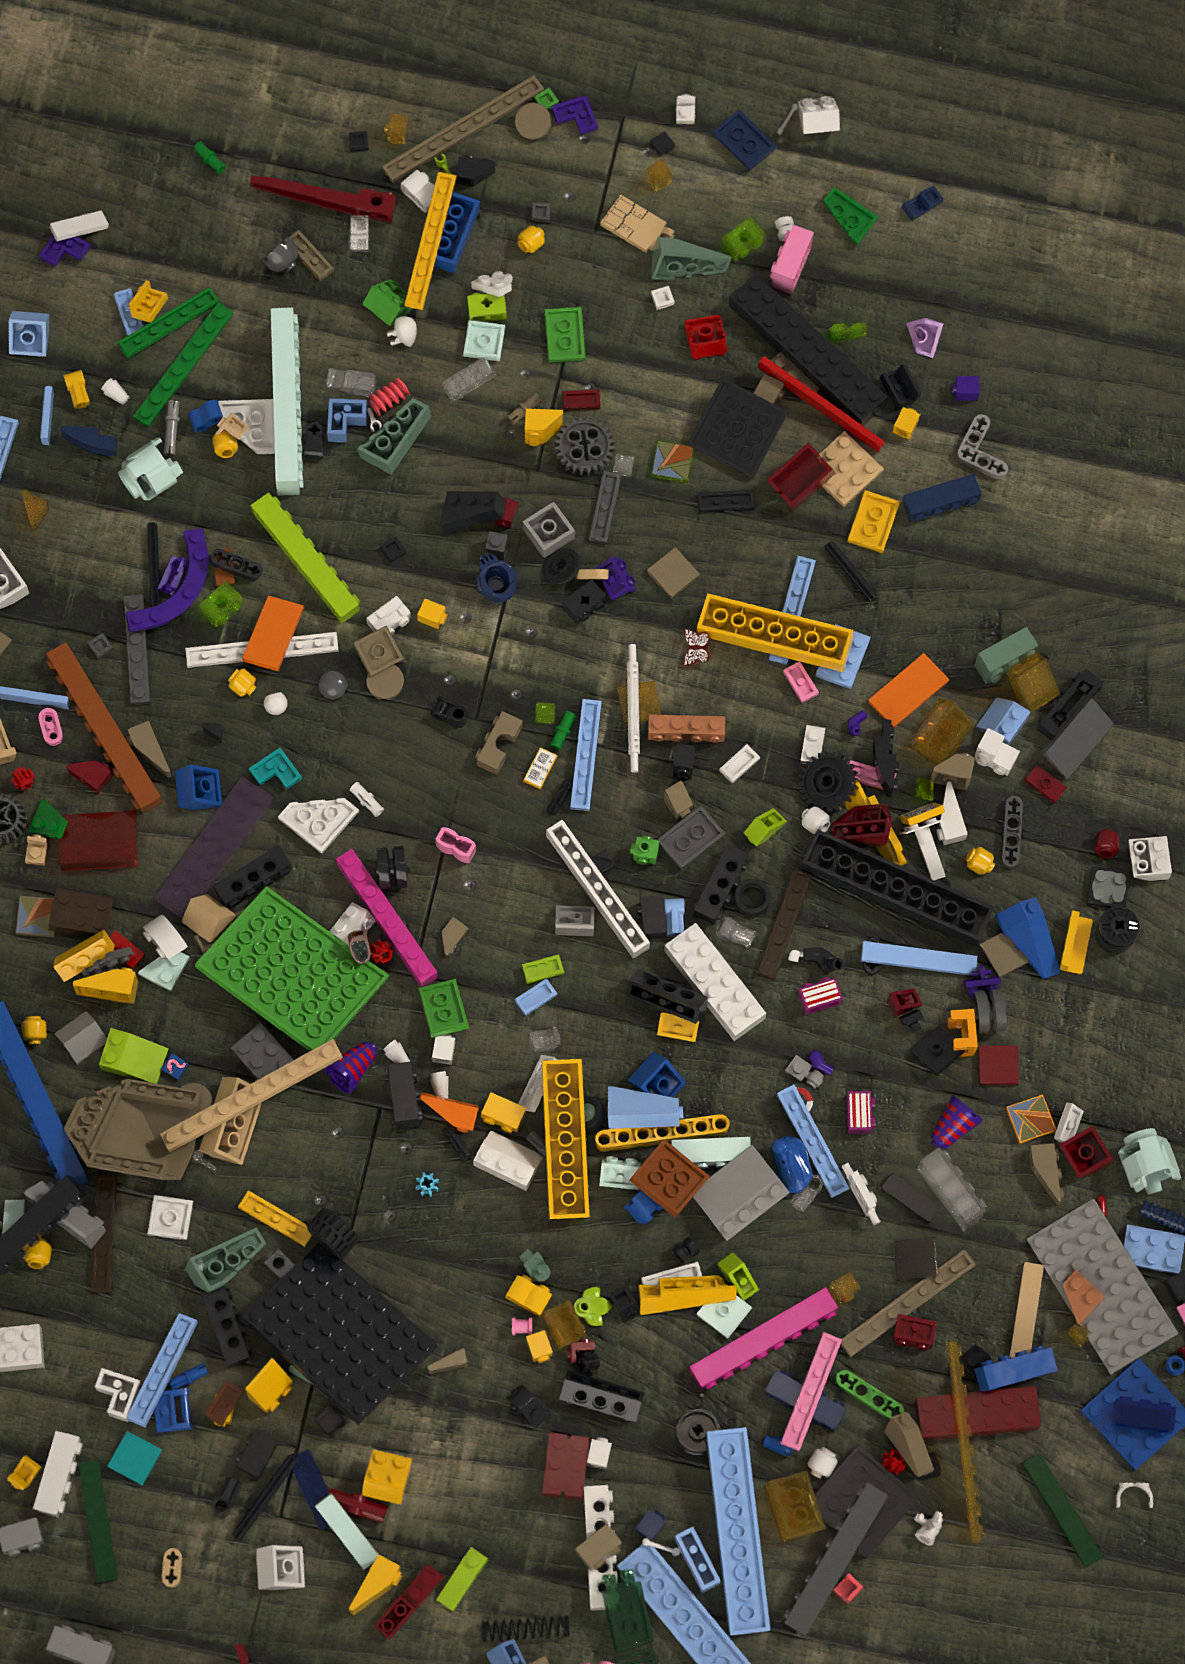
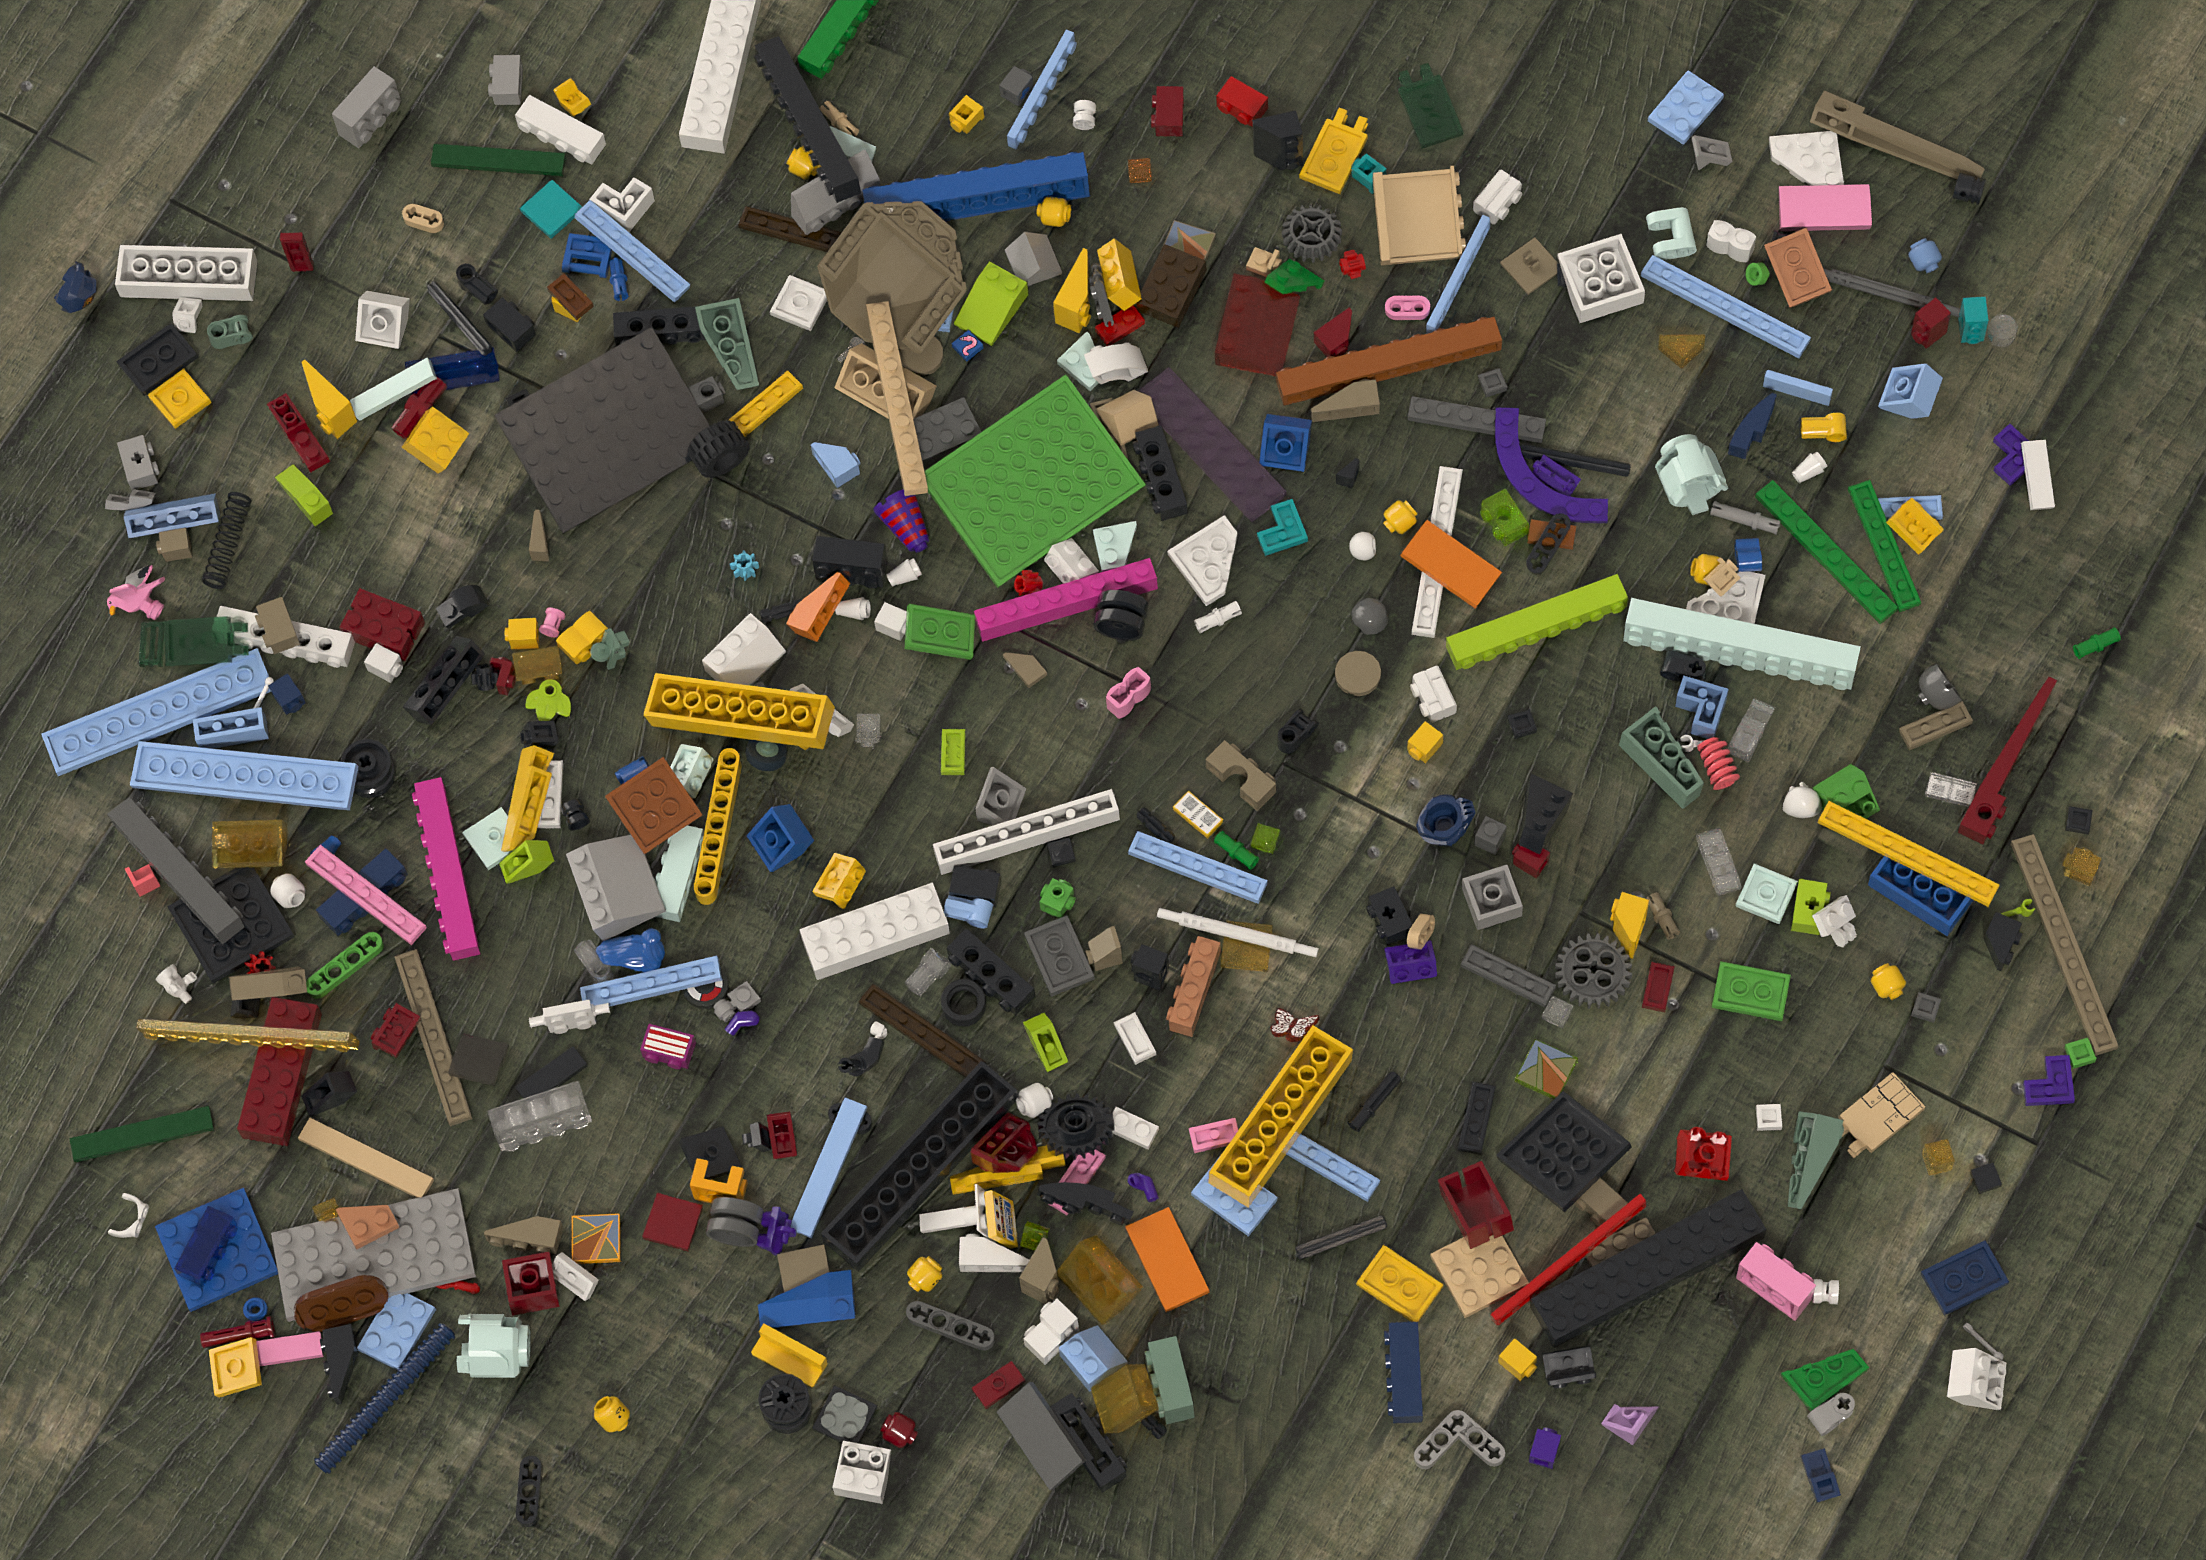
camera: 115 degrees right, 5 degrees down
(269, 1387) = (571, 342): yellow slope -> none
(314, 1137) = (836, 462): none -> light blue slope
(325, 897) = (1114, 544): none -> light aqua wing
(360, 946) = (1038, 556): rock -> none
(378, 651) = (1392, 668): dark tan tile -> none
(418, 189) = (1994, 866): white brick -> none
(503, 1113) = (798, 664): yellow brick -> none
(533, 121) = (2053, 1028): dark tan tile -> none
(535, 997) = (924, 737): light blue tile -> none
(563, 576) = (1450, 913): black wheel -> none
(641, 1109) = (748, 802): light blue slope -> none
(667, 996) = (843, 887): black brick -> none
(673, 573) = (1400, 1030): dark tan tile -> none
(685, 109) = (2026, 1219): white bracket -> none
(736, 575) = (1374, 1101): none -> black axle
(749, 230) = (1823, 1221): clear neon green brick -> none
(820, 995) = (820, 1043): brick -> none
(842, 332) = (1664, 1320): clear neon green slope -> none
(844, 1288) = (472, 971): clear yellow brick -> none
(876, 202) = (1829, 1416): none -> light grey piece
(954, 1123) = (619, 1148): dark purple cone -> none
(1015, 1369) = (309, 1121): blue brick -> none
(1153, 1292) = (341, 1303): none -> reddish brown tile
(1168, 1057) = (611, 1414): none -> yellow head

